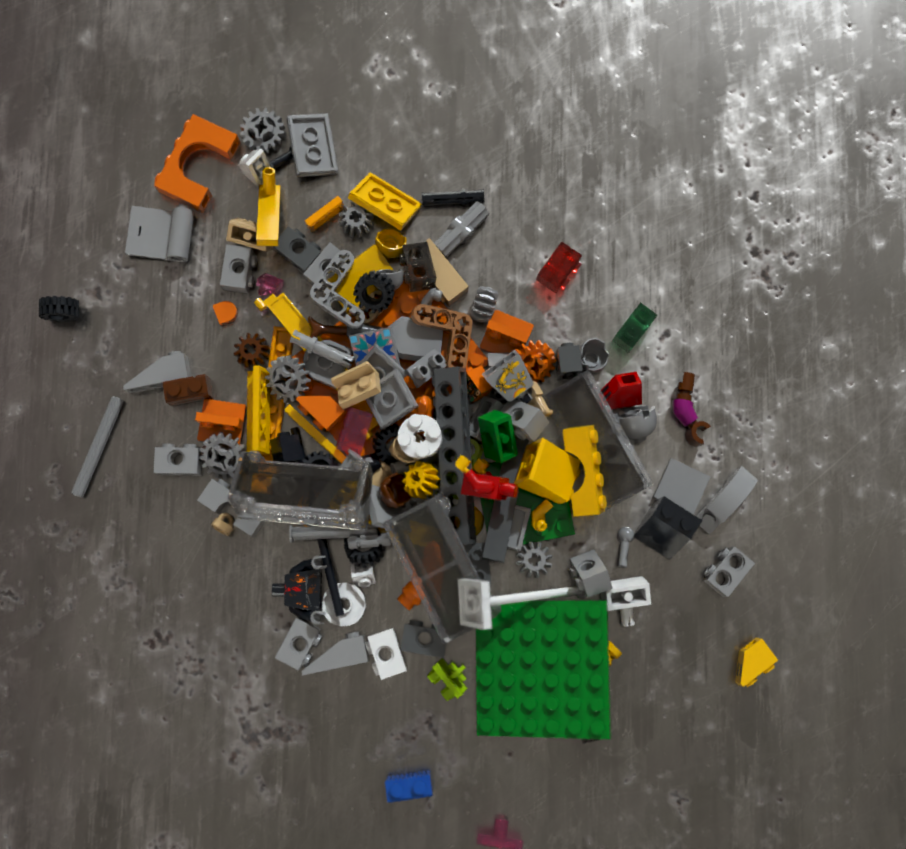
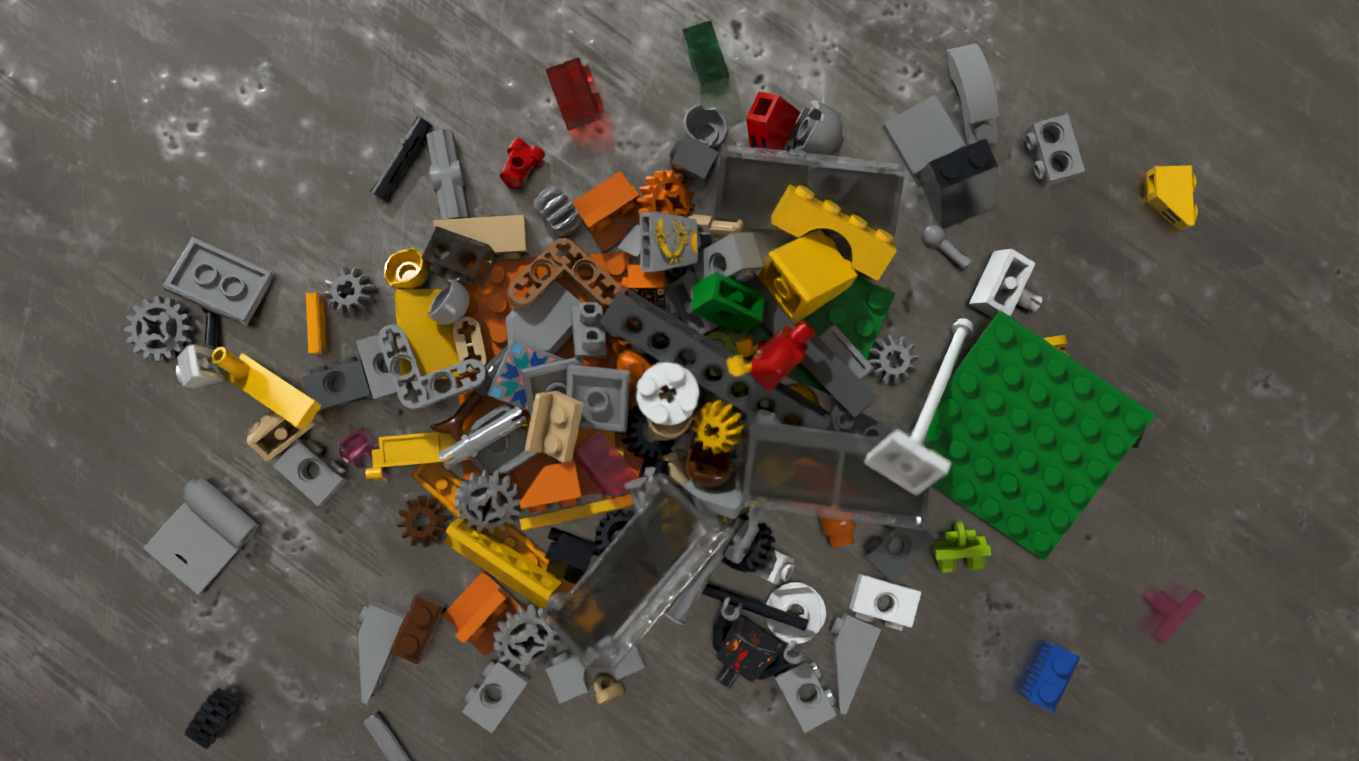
camera: 55 degrees left, 5 degrees up
(197, 136) = (110, 412): orange arch -> none
(225, 312) = (353, 521): orange tile -> none
(369, 302) = (467, 341): black tyre -> none
(385, 201) = (350, 242): yellow tile -> none
(432, 294) = (506, 273): light grey arm -> none
(497, 264) = (520, 163): none -> red plate
(538, 515) = (847, 320): yellow arm -> none
(590, 573) = (954, 307): light grey brick -> none
(685, 412) = (843, 69): reddish brown piece -> none

